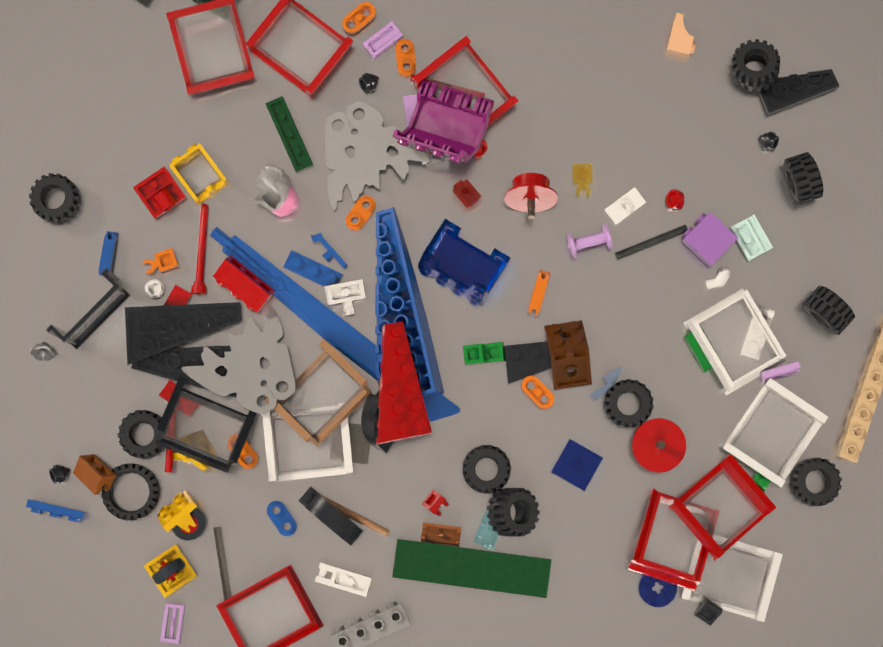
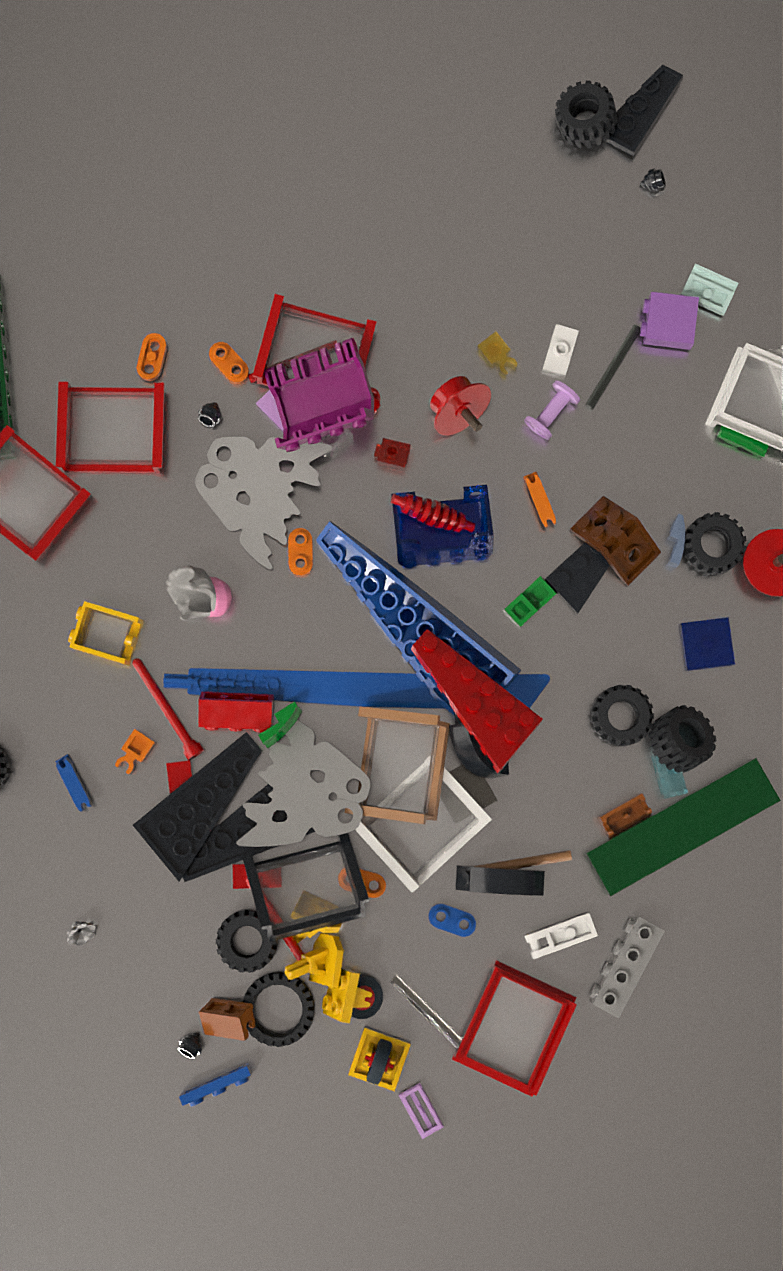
camera: 35 degrees left, 0 degrees up
(95, 316) = (108, 858): black piece -> none
(154, 288) = (147, 783): white plate -> none
(159, 192) = (80, 681): red plate -> none
(178, 482) = (322, 962): none -> yellow piece
(271, 312) = (286, 719): none -> green slope
(289, 134) = (168, 526): dark green tile -> none
(312, 270) = (295, 646): blue plate -> none
(331, 252) = (300, 614): blue piece -> none
(345, 294) = (346, 645): white plate -> none
(383, 40) = (192, 361): lavender tile -> none
(434, 501) = (594, 788): red tile -> none
(462, 250) = (432, 513): none -> red piece
(538, 391) = (613, 600): orange plate -> none
(675, 199) = (605, 306): red tile -> none
(680, 42) = (490, 144): light nougat arch -> none
(720, 280) = (710, 354): white arm -> none
(803, 178) = (718, 190): black tyre -> none

